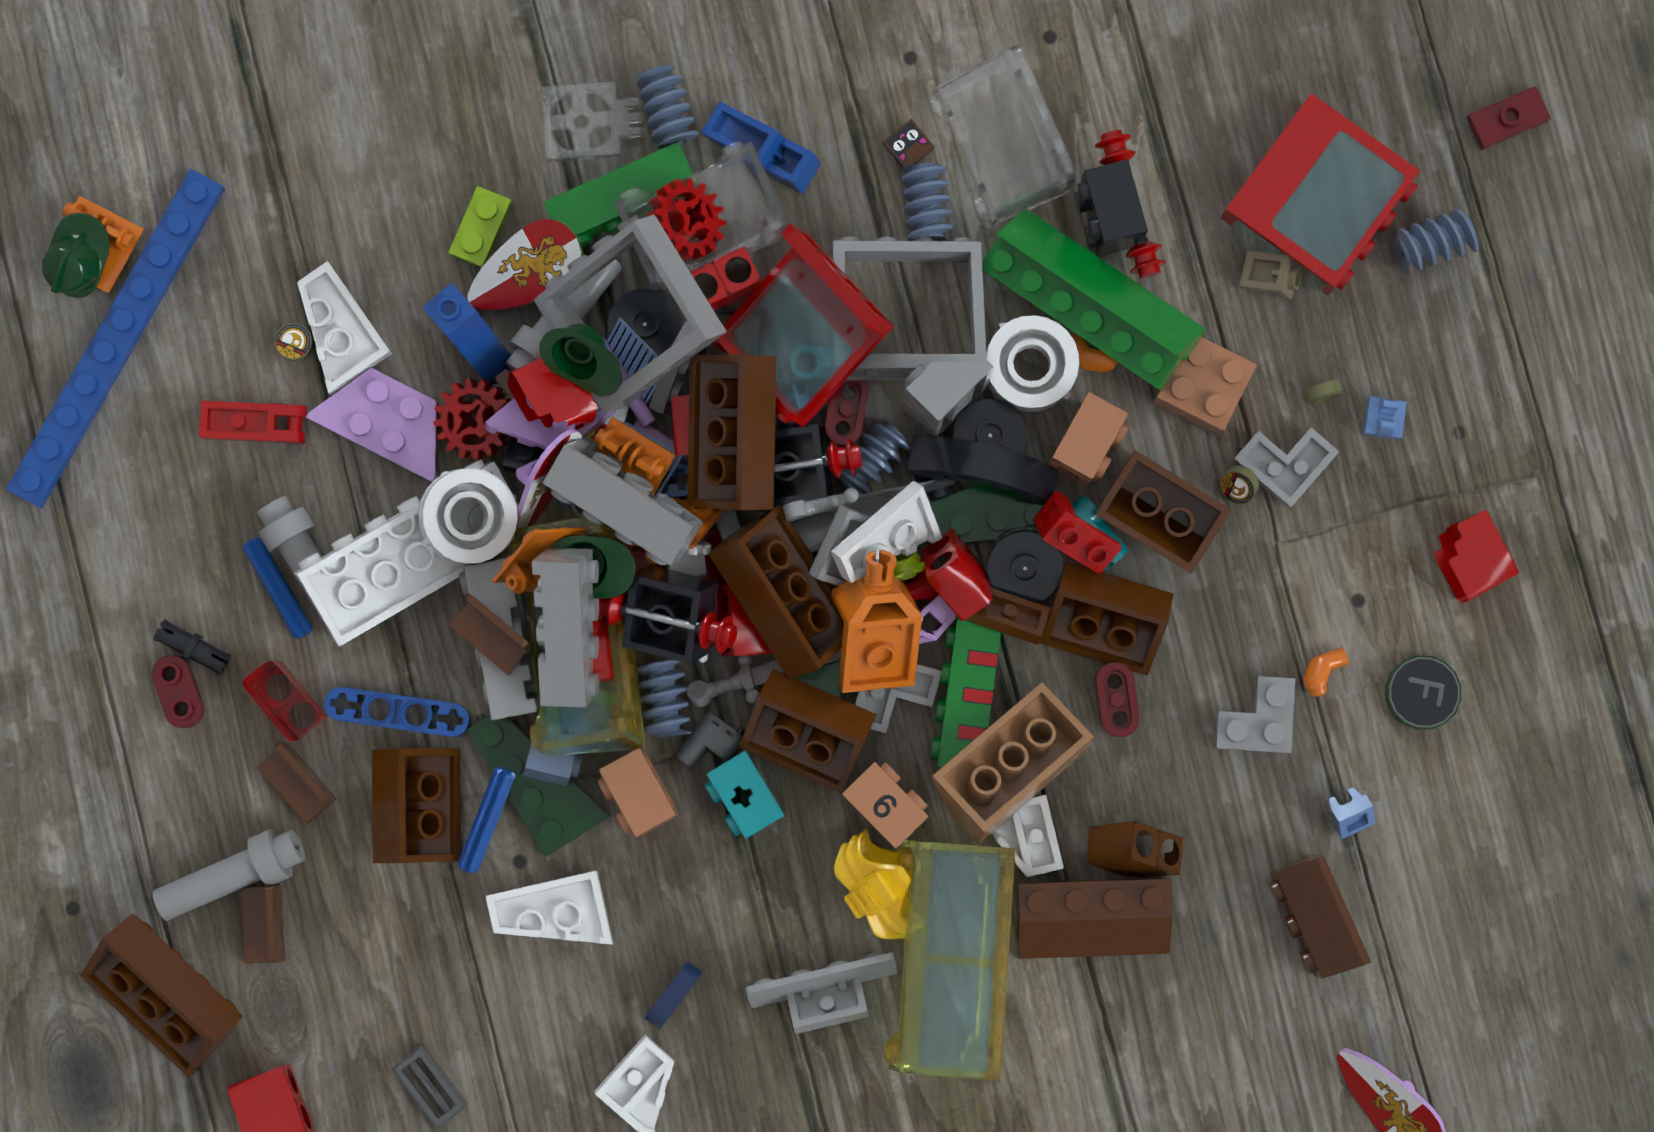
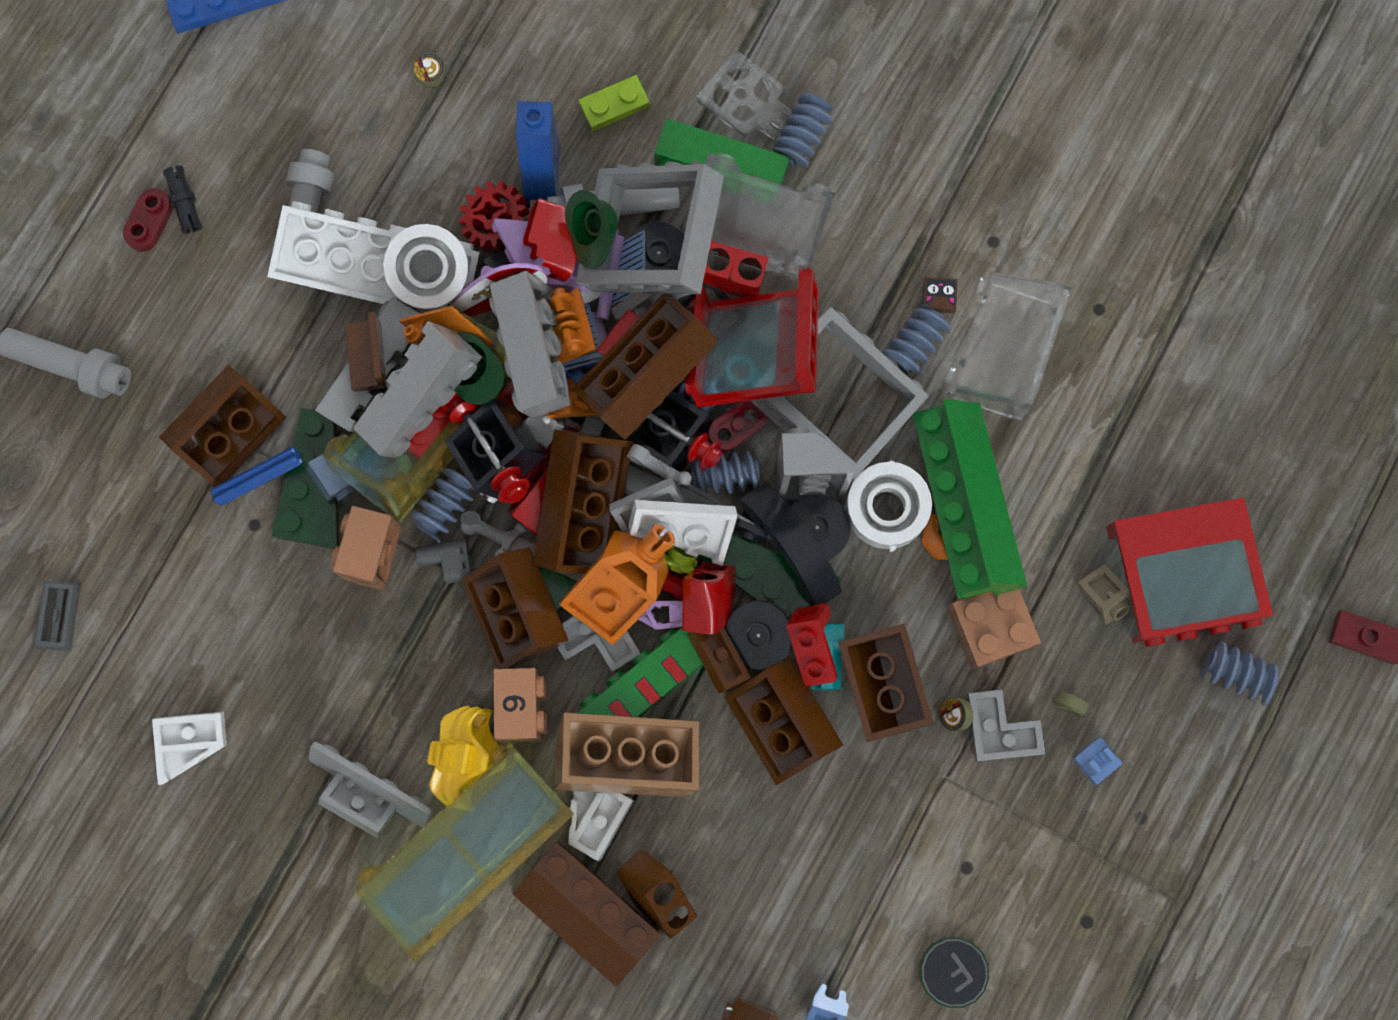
camera: 40 degrees right, 5 degrees down
(251, 422) = (354, 94): red plate -> none
(262, 924) = (56, 413): reddish brown panel -> none
(277, 588) = (270, 212): blue axle -> none
(296, 782) = (164, 343): reddish brown panel -> none
(298, 695) = (208, 255): red piece -> none
(341, 330) = (466, 87): white wing -> none
(384, 420) = (438, 167): lavender wing -> none
(398, 708) = (270, 357): blue beam -> none
(524, 265) = (616, 144): shield -> none
(554, 909) = (244, 575): white wing -> none
(673, 995) = (265, 703): dark blue beam -> none
(688, 218) = (755, 218): red gear -> none
(743, 773) = (440, 633): teal brick -> none
(780, 157) = (845, 219): blue slope -> none
(1087, 440) = (880, 589): nougat brick -> none
(1114, 207) = (1037, 453): black brick -> none
(1117, 700) = (739, 781): dark red plate -> none
(1270, 724) = (825, 896): light grey plate -> none
(1320, 668) = (897, 889): orange arm -> none
(1474, 557) = (1073, 911): red piece -> none

